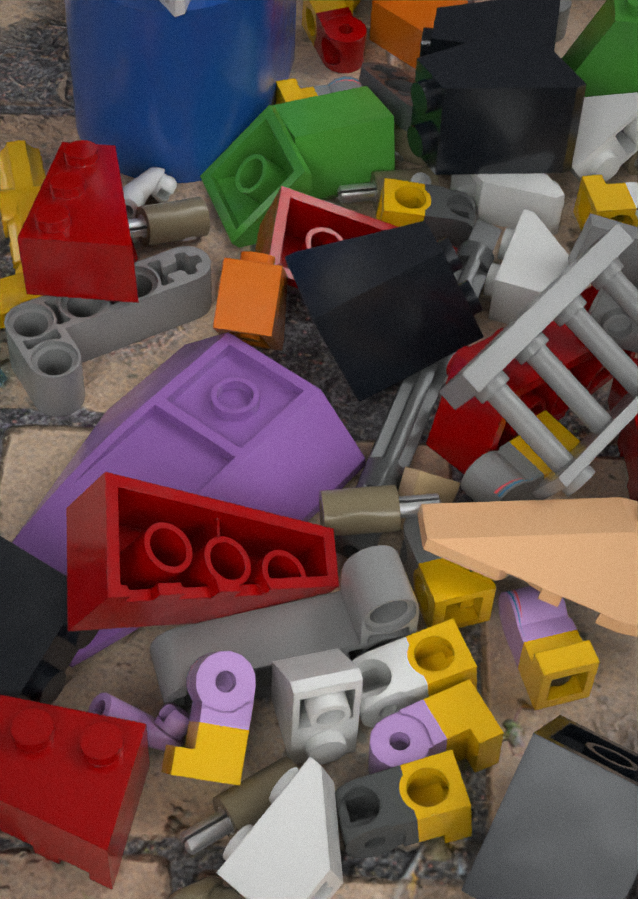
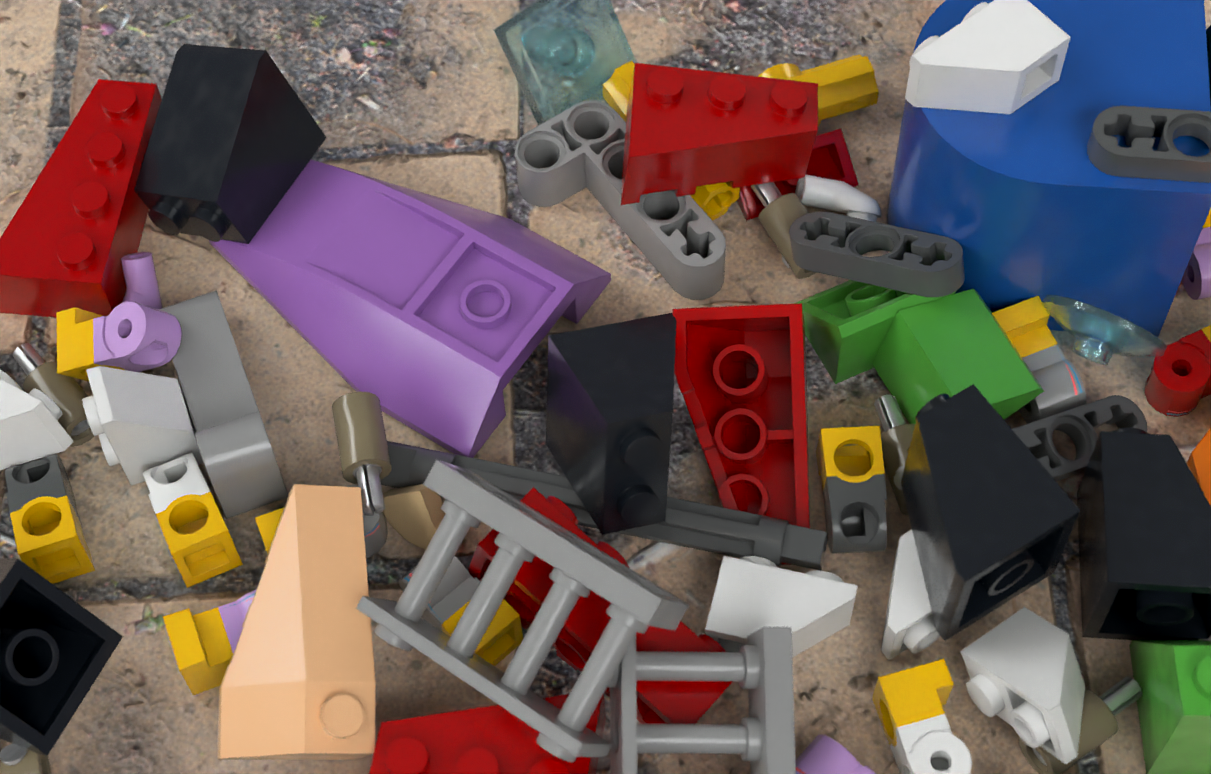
camera: 90 degrees right, 10 degrees up
(184, 558) = (252, 281): red wedge -> none
(214, 175) = (916, 262): none -> dark grey beam
(252, 300) = (611, 288): orange slope -> none
(320, 50) = (1101, 332): none -> clear light blue dish
(436, 724) = (116, 523): leg -> none

